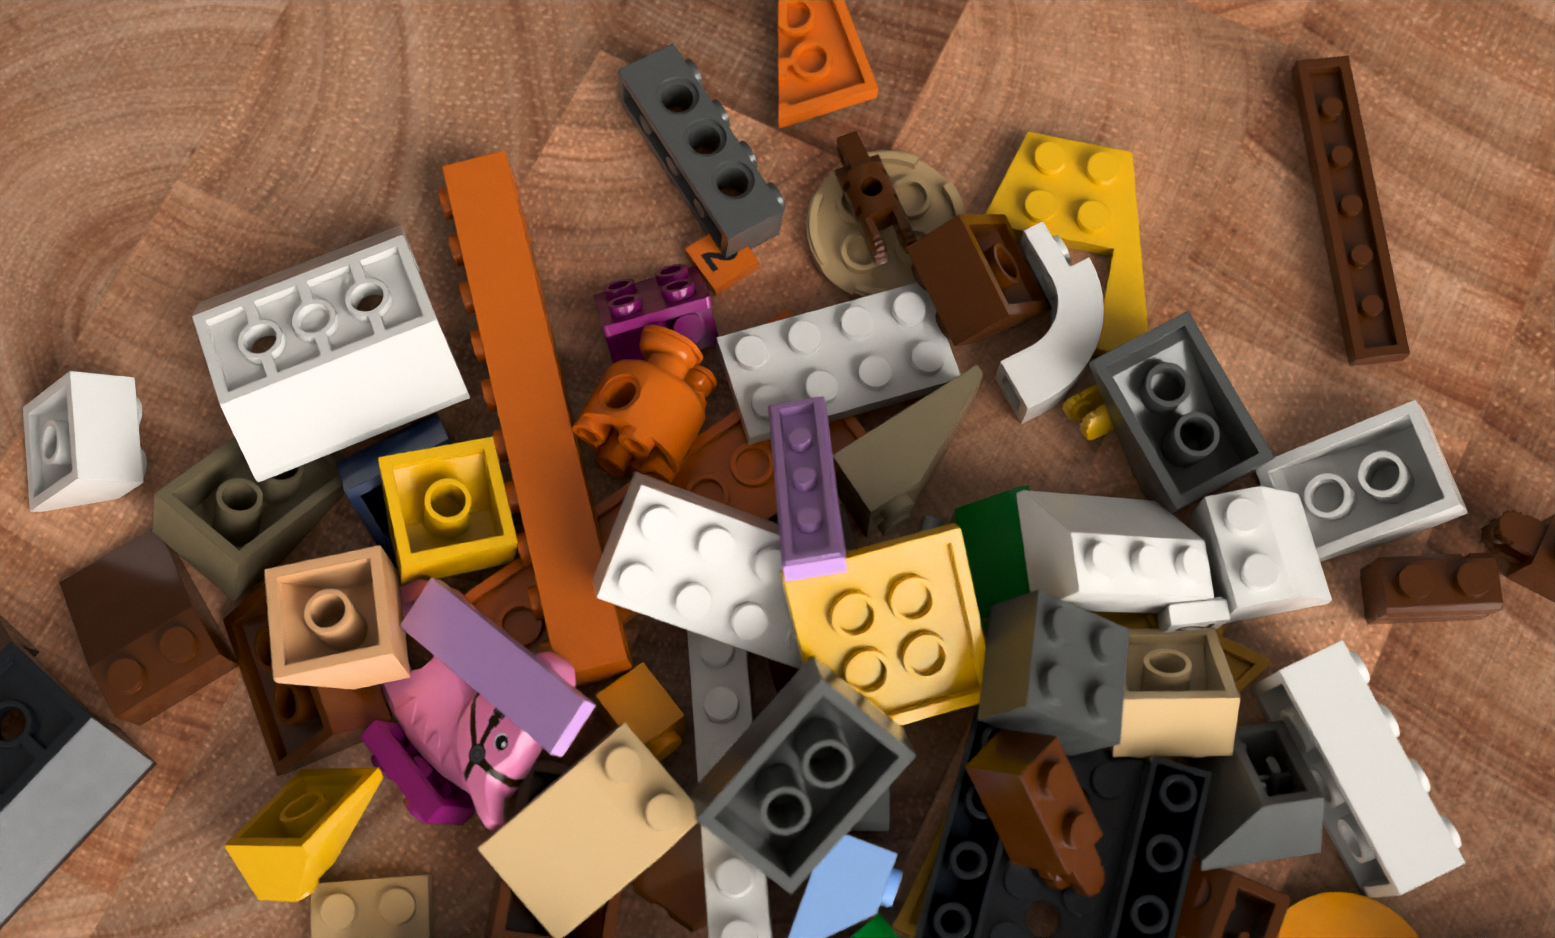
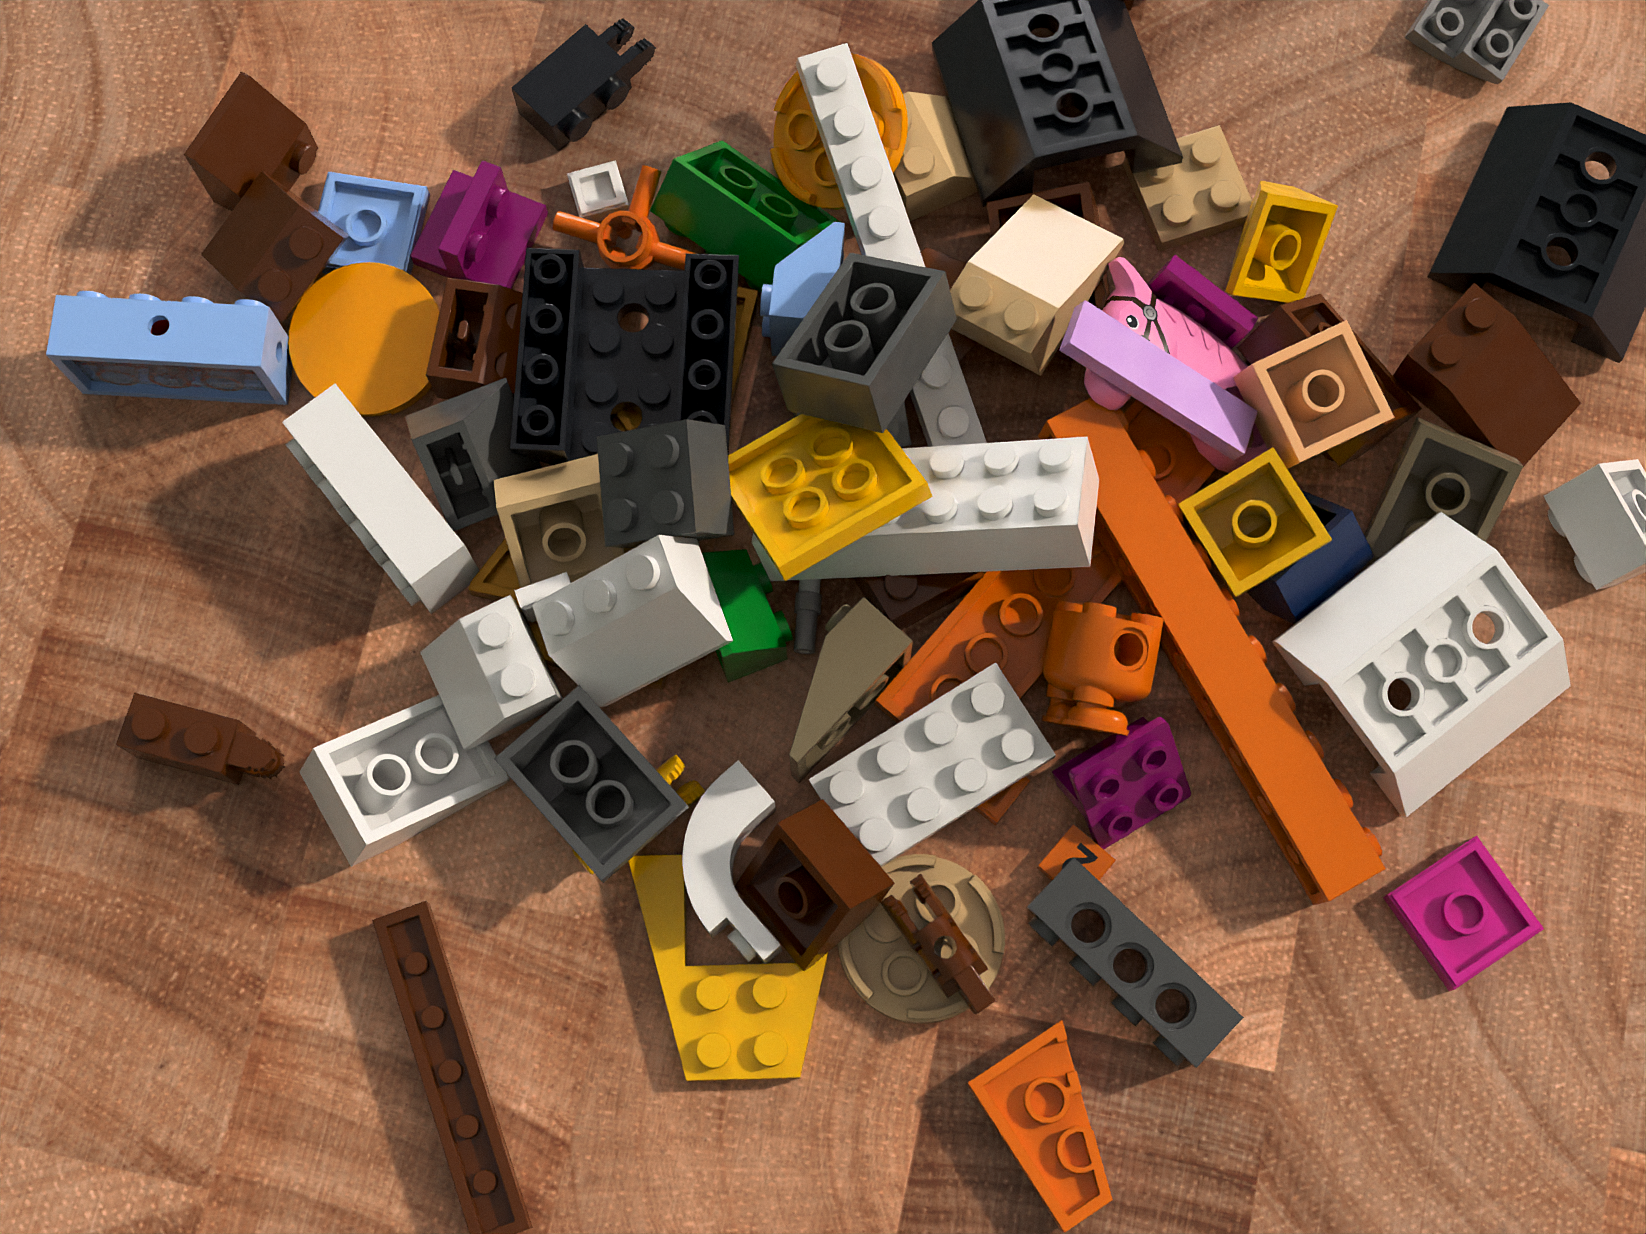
camera: 165 degrees right, 0 degrees up
(382, 134) = (1463, 913): none -> dark pink tile
(645, 708) = (1019, 401): light orange brick -> none
(806, 490) = (929, 589): lavender tile -> none
(1039, 809) = (656, 370): reddish brown hinge -> none
(1431, 588) = (328, 689): reddish brown brick -> none

